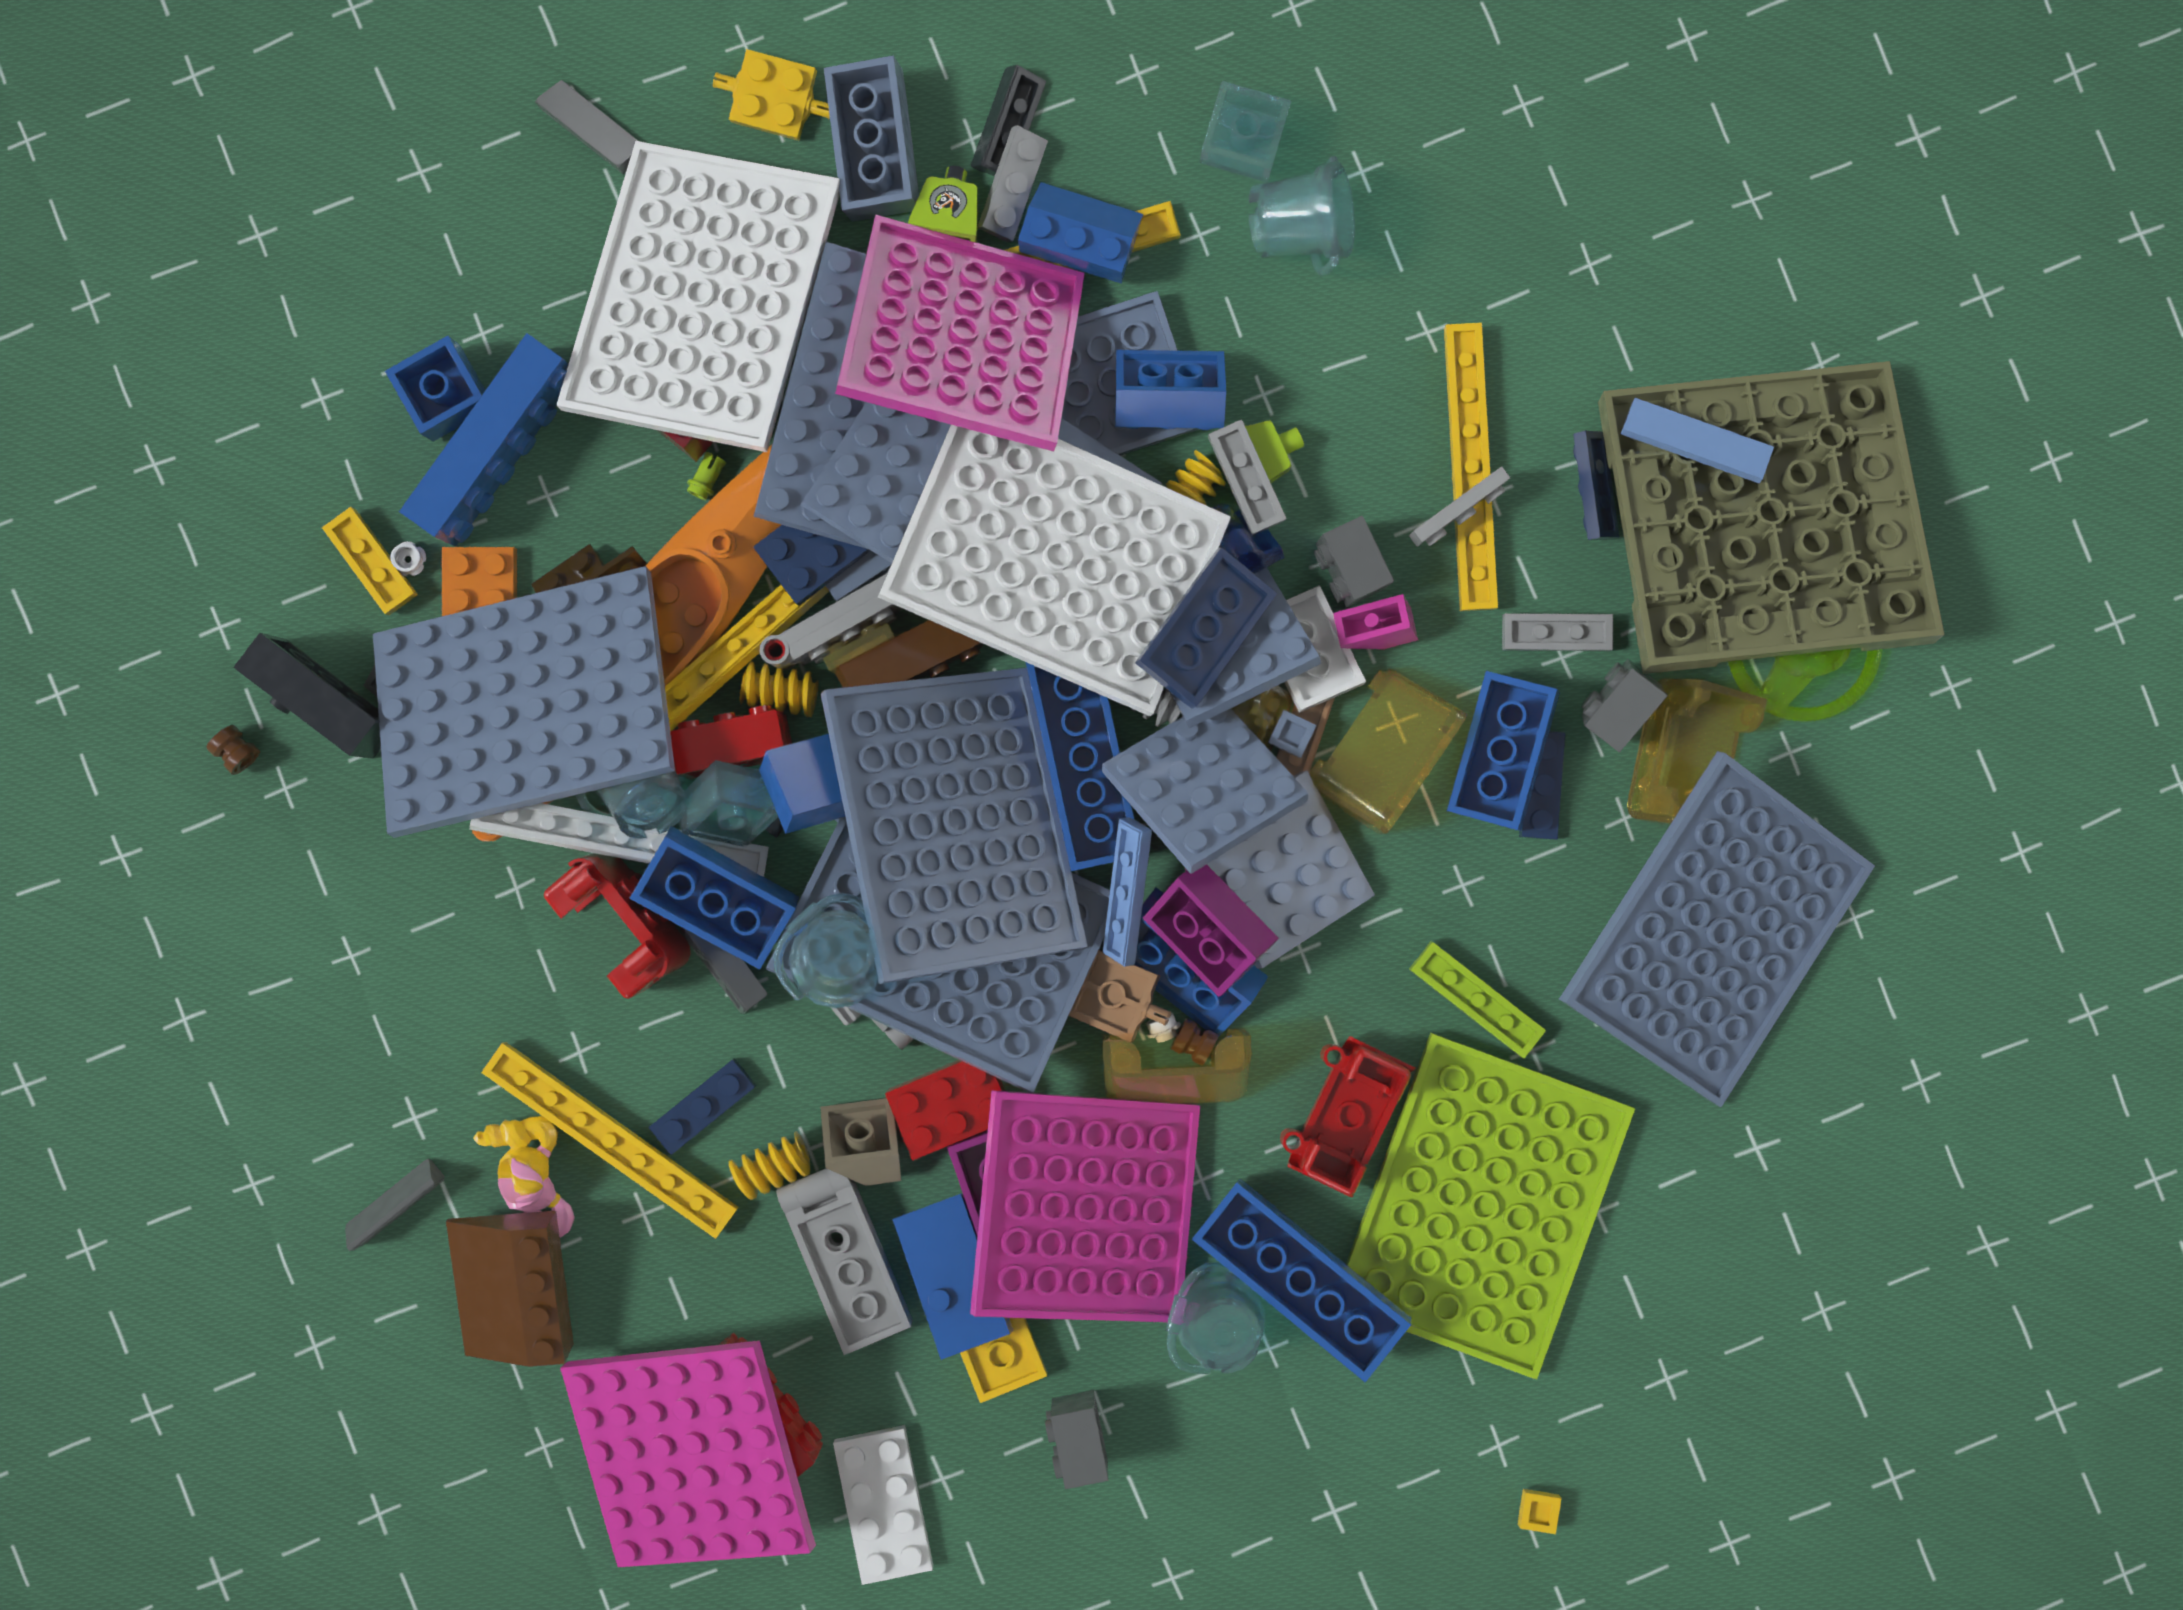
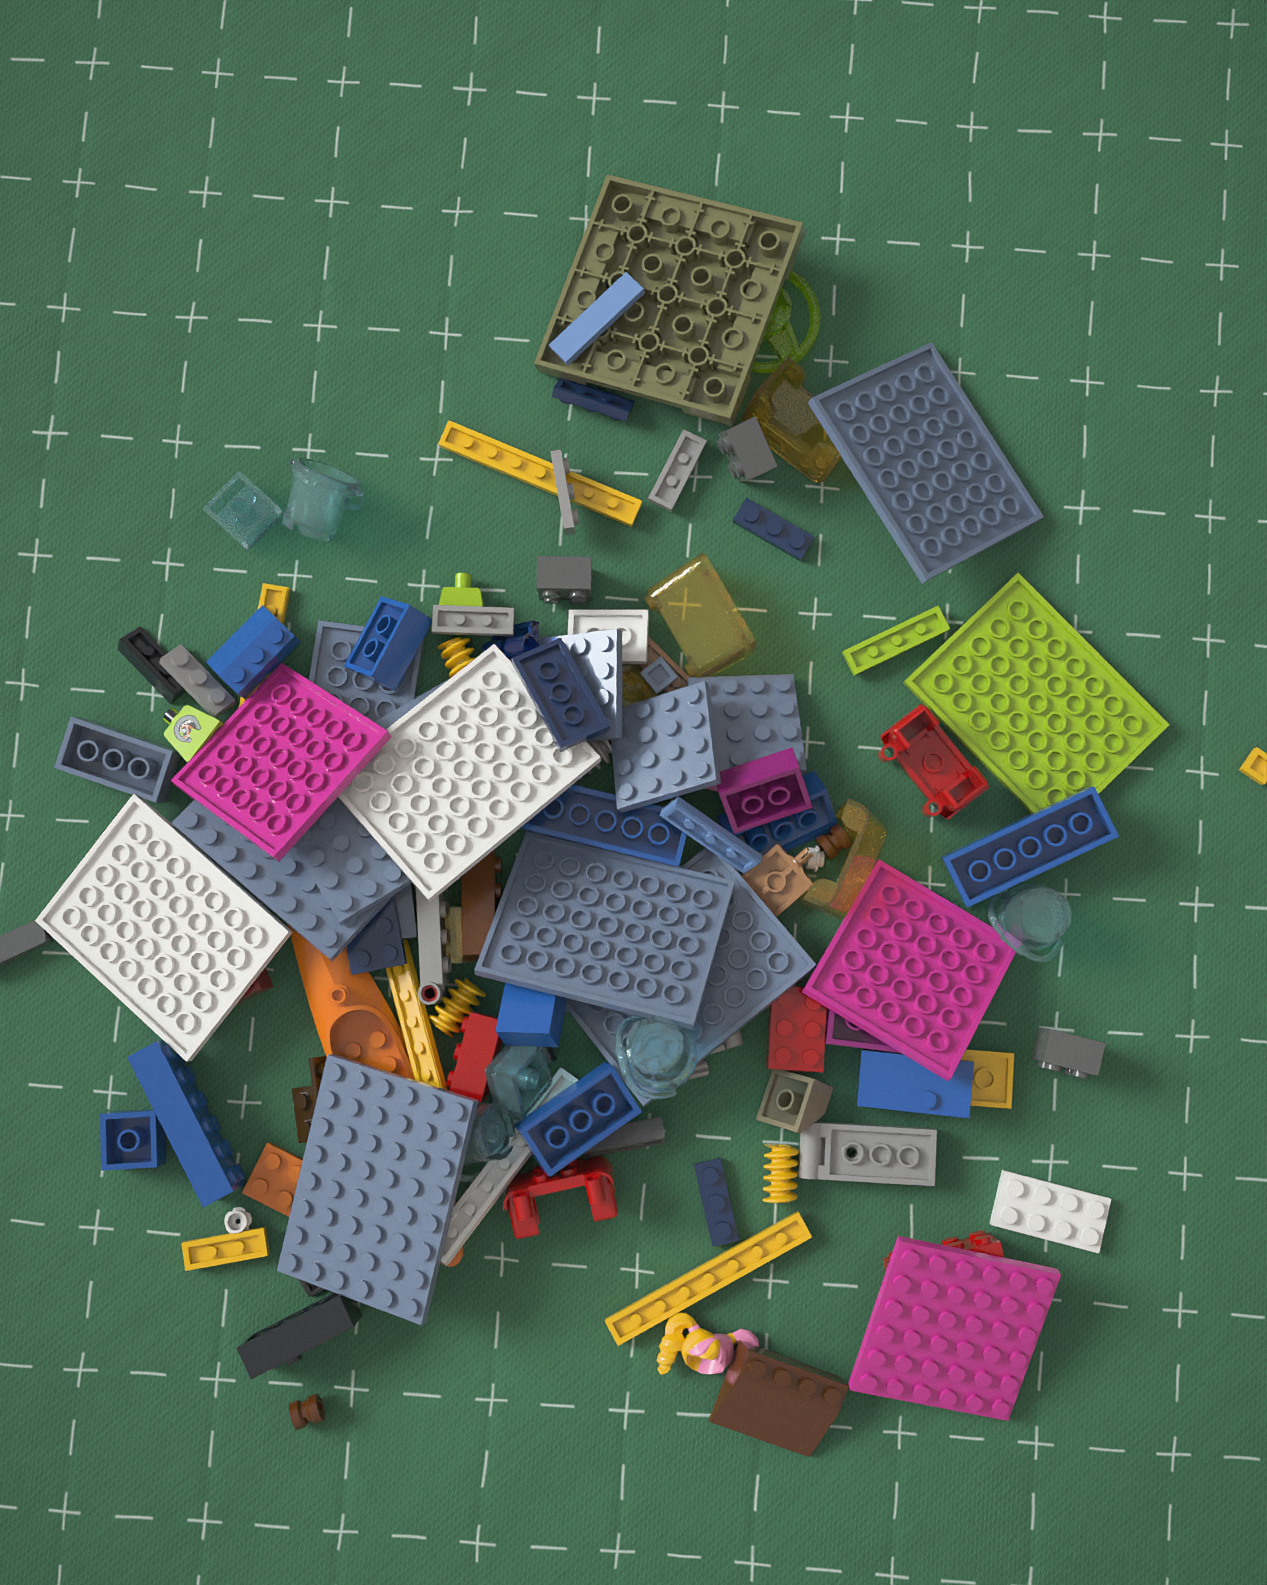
camera: 65 degrees left, 5 degrees down
(392, 1204) = (679, 1456): dark grey slope -> none
(705, 478) = (287, 986): lime pin -> none
(772, 95) = (53, 812): yellow plate -> none
(1376, 624) = (613, 584): dark pink slope -> none
(1503, 750) = (738, 542): blue brick -> none

